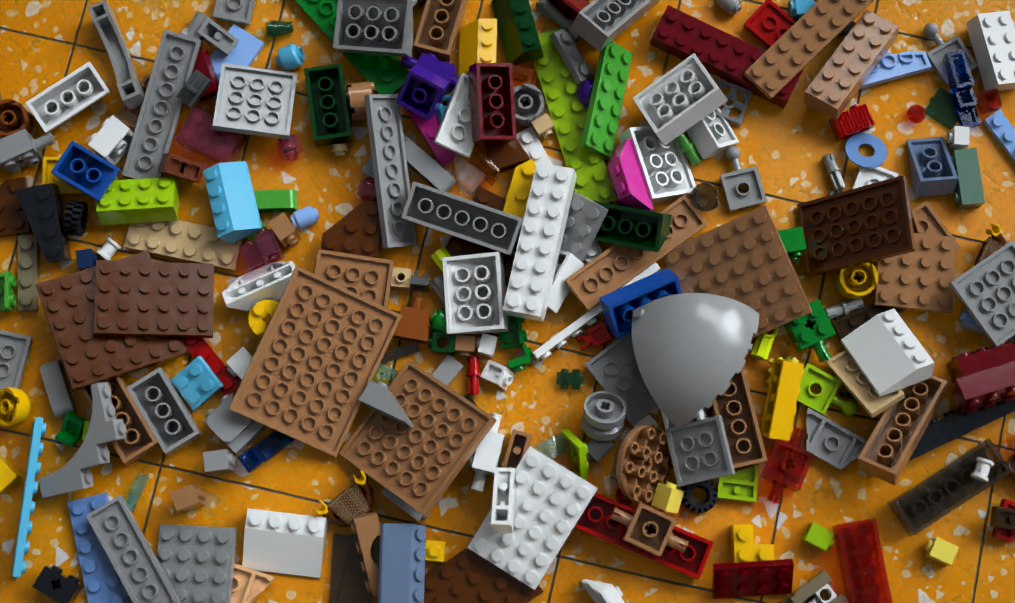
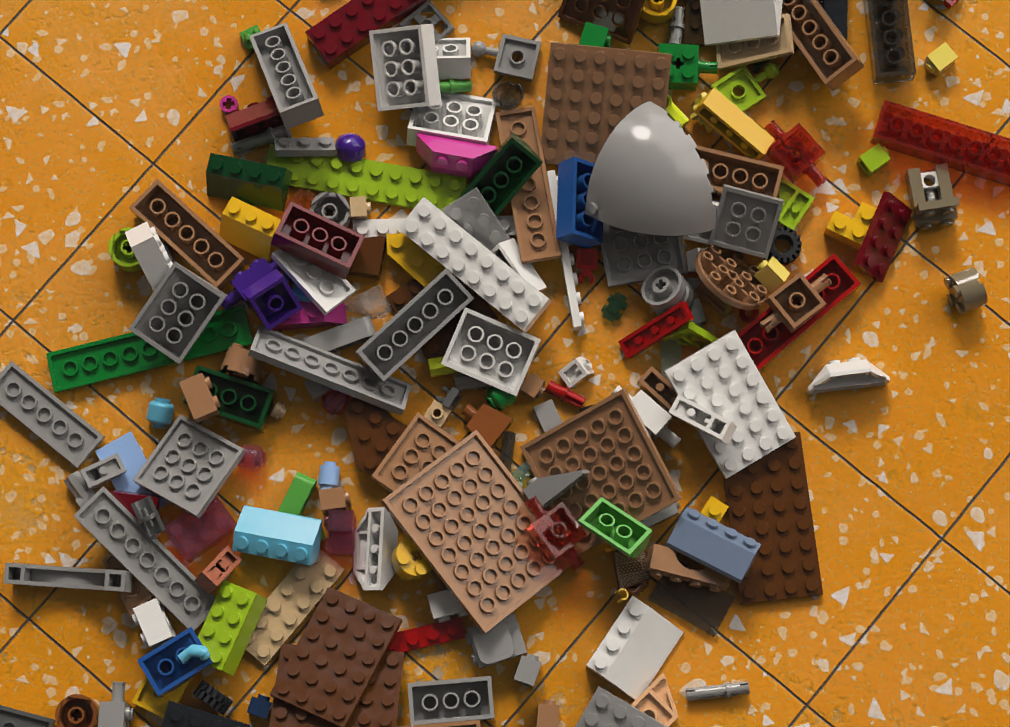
camera: 60 degrees left, 0 degrees up
(68, 97) = (87, 647): white slope -> none
(99, 181) = (194, 651): none -> medium azure arm
(109, 249) = (260, 681): white bush -> none
(197, 383) = (438, 657): medium azure plate -> none
(264, 450) = (536, 624): clear blue slope -> none
(278, 28) = (123, 411): clear green cone -> none
(312, 77) = (199, 397): none -> medium nougat brick
(349, 437) = (543, 535): none -> clear red brick
(369, 473) = (616, 528): none -> bright green slope
(449, 349) = (525, 399): dark green brick -> none
(482, 163) = (370, 280): clear orange piece -> none
(486, 345) = (543, 367): white plate -> none
(515, 336) = (550, 337): green bracket -> none
(519, 363) = (577, 346): green bracket -> none
(565, 423) = (656, 330): none -> red plate
(606, 99) = (368, 136): bright green plate -> none
(831, 441) = (793, 102): light grey wing -> none

